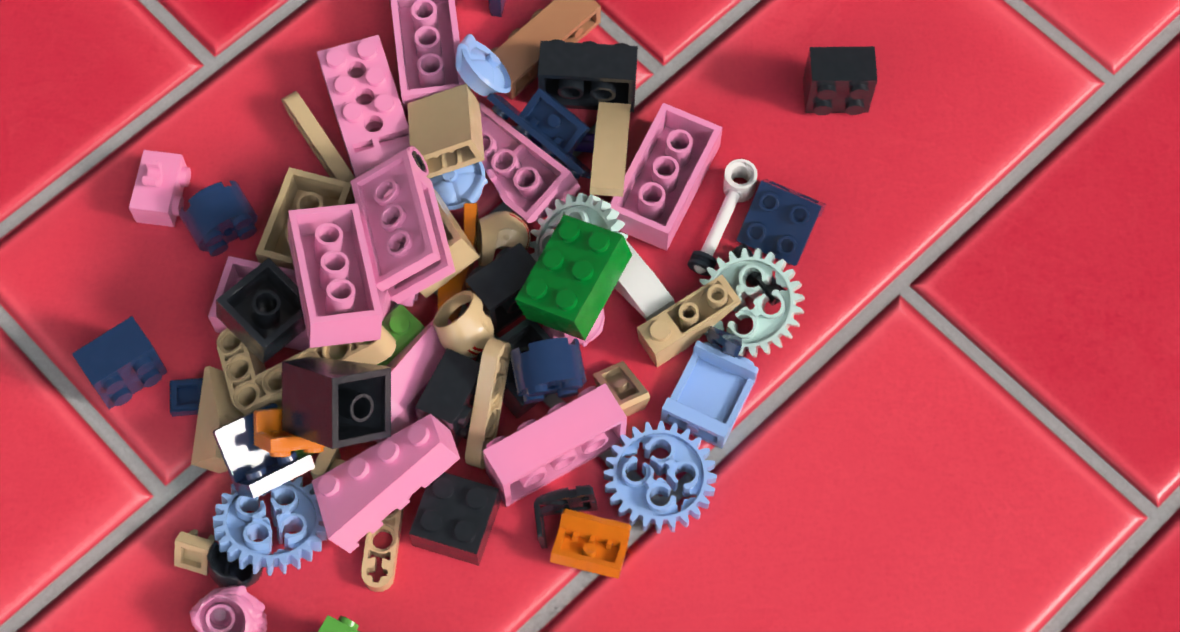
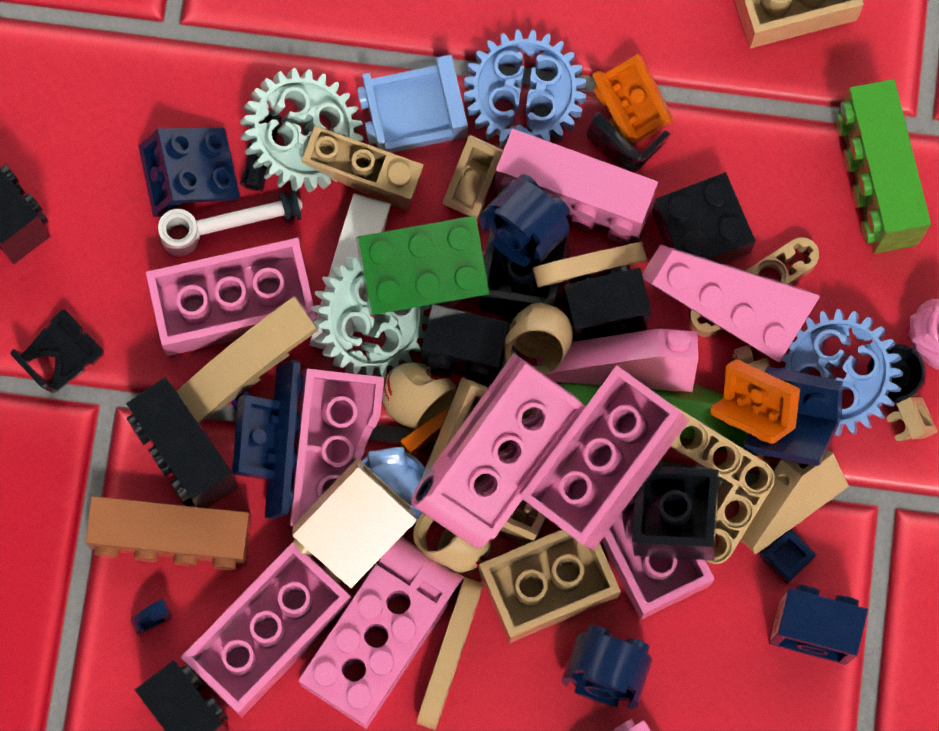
camera: 130 degrees left, 10 degrees up
(336, 401) = (713, 368): slope -> none
(481, 68) = (262, 537): light blue piece -> none
(712, 70) = (68, 345): none -> black piece
(730, 343) = (358, 116): dark blue tile -> none

